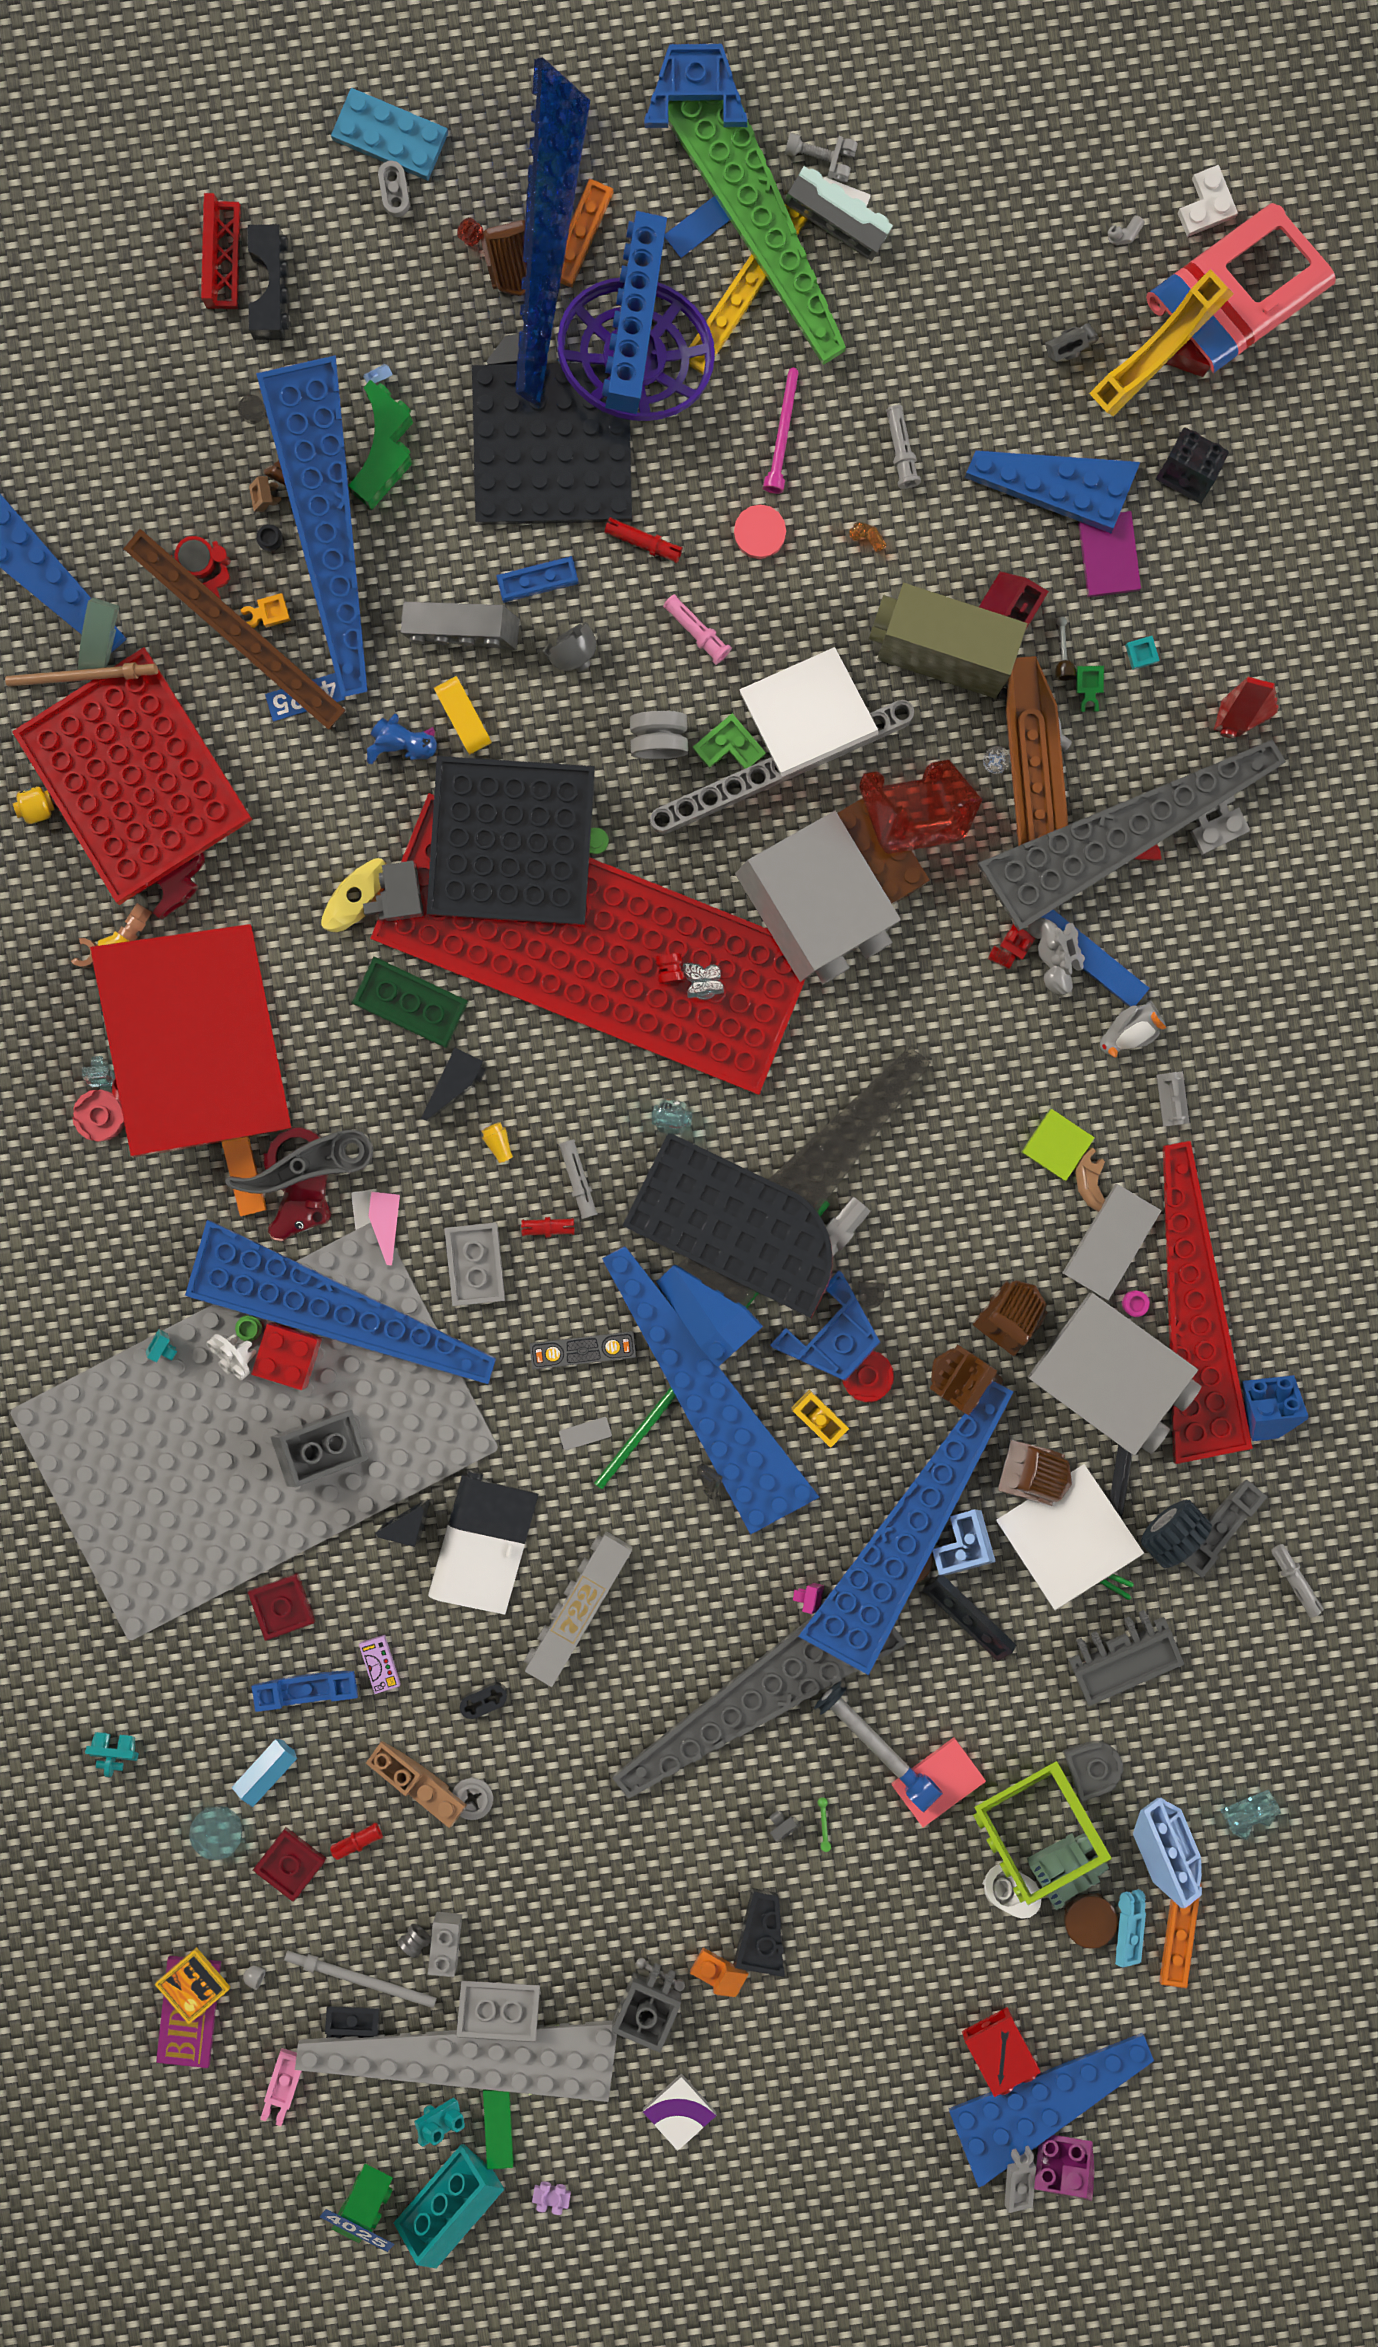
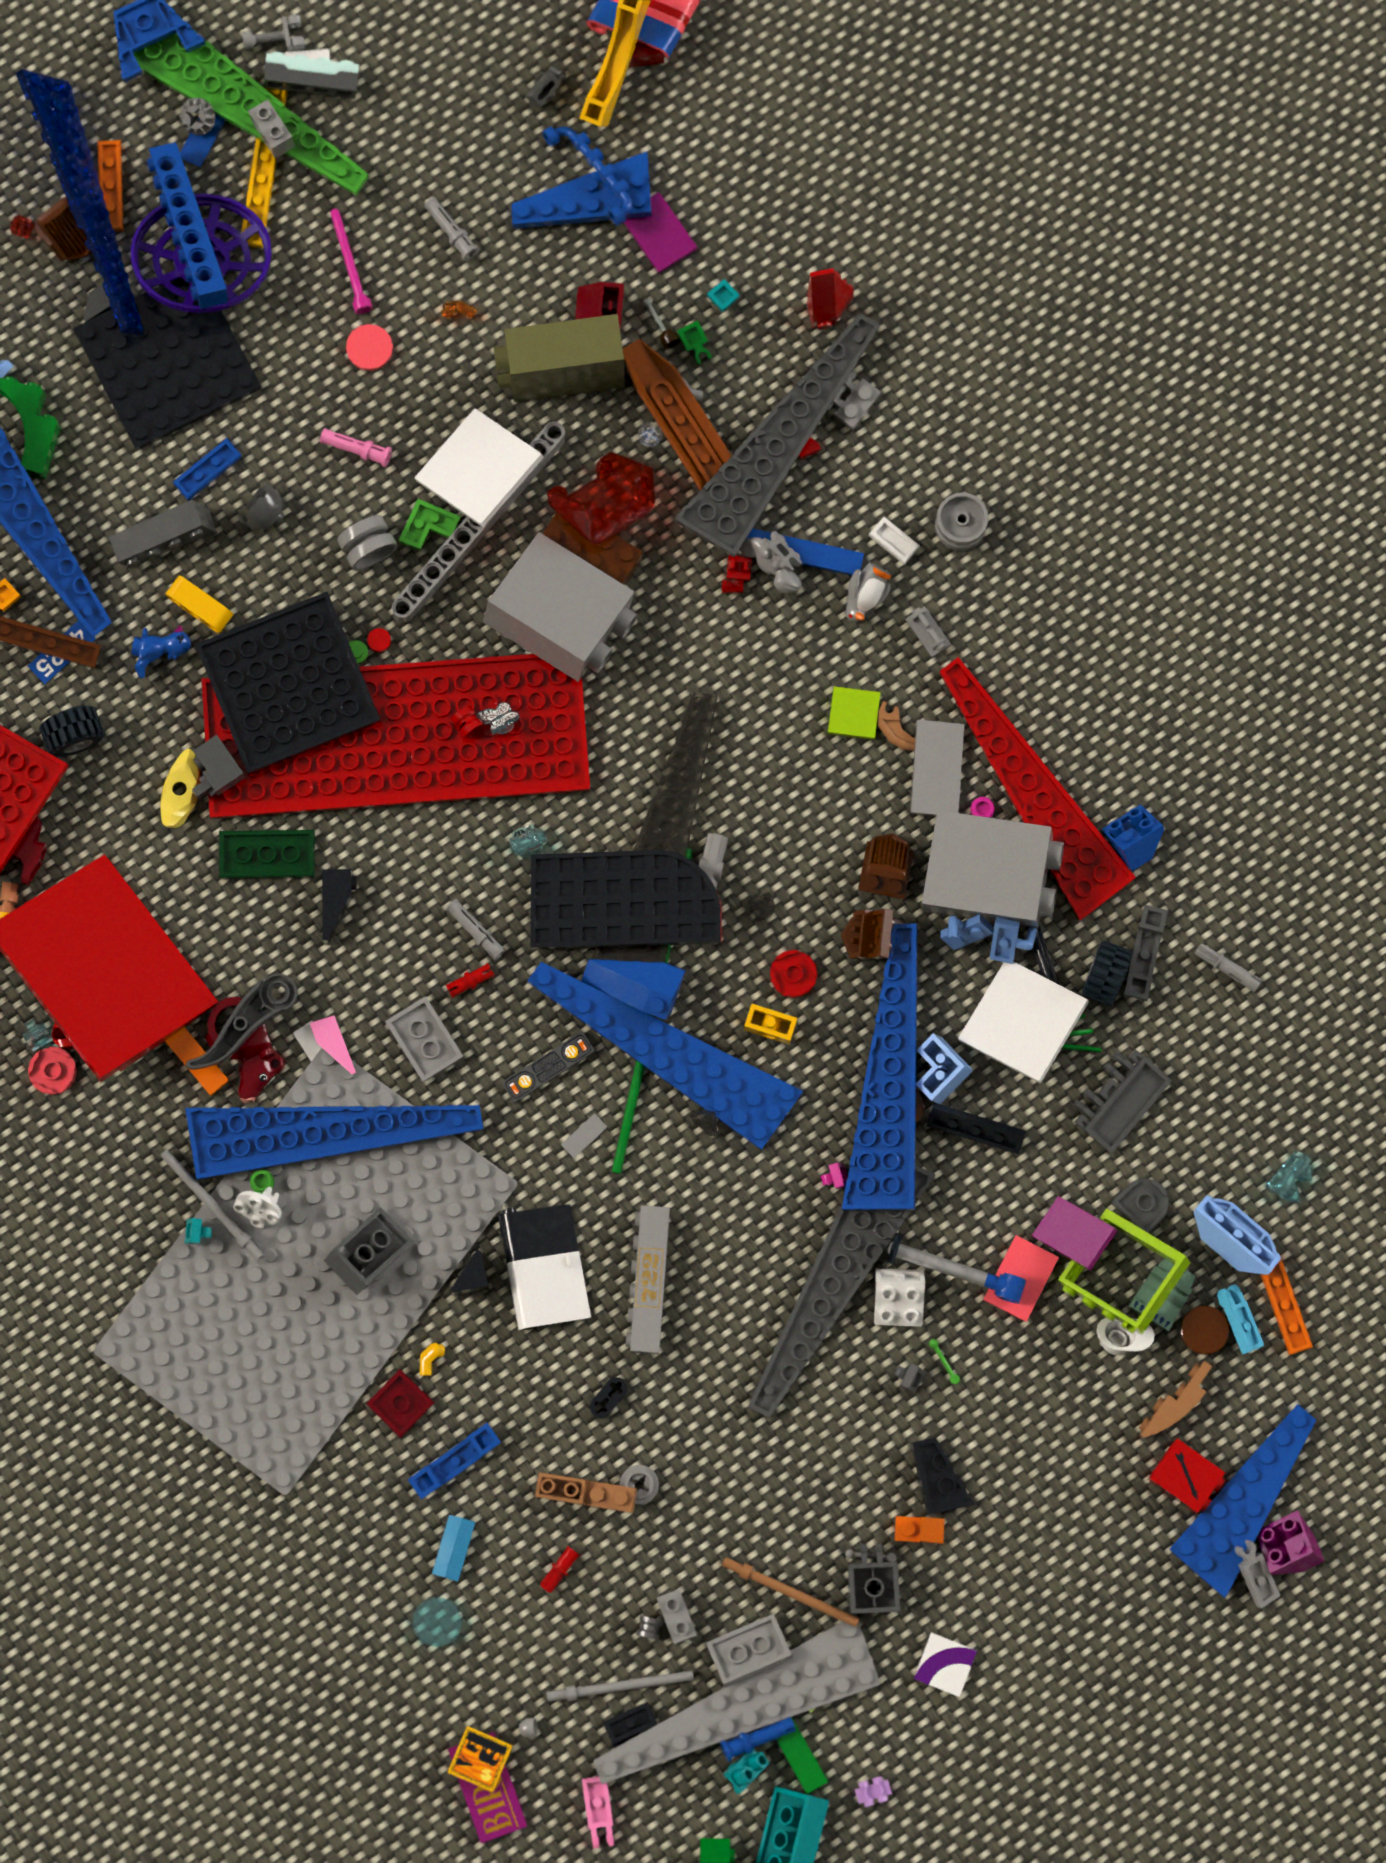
camera: 25 degrees left, 10 degrees down
(100, 1748) = (318, 1597): teal hips -> none
(204, 1375) = (244, 1240): none -> light grey bar
(272, 785) = (72, 731): none -> black wheel
(286, 1356) = (305, 1186): red brick -> none
(289, 1864) = (512, 1618): dark red tile -> none
(330, 1575) = (428, 1355): none -> yellow arm
(379, 1664) = (506, 1410): lavender tile -> none
(453, 2098) = (747, 1742): none -> blue pin
(497, 1141) = (394, 930): yellow cone -> none
(534, 1932) = (746, 1572): none -> medium nougat bar
(624, 839) = (379, 640): none -> red tile
(646, 541) = (289, 397): red pin -> none
(712, 201) = (206, 115): none -> light grey gear
(770, 250) = (271, 129): none -> light grey brick
(813, 1742) = (899, 1297): none -> white bracket
(841, 1342) = (757, 955): blue wing -> none
(1013, 1769) = (1074, 1233): none -> magenta tile
(1018, 1985) = (1170, 1410): none -> medium nougat slope
(1035, 1473) = (969, 983): reddish brown piece -> none
(1058, 1423) = (966, 932): none -> medium blue plate
(1083, 443) = (594, 158): none -> blue bar
(1095, 1451) = (1006, 940): none -> medium blue plate
(1186, 989) = (894, 540): none -> white tile
(1192, 465) = (689, 134): black bracket -> none
(1275, 1015) = (956, 534): none -> light grey wheel

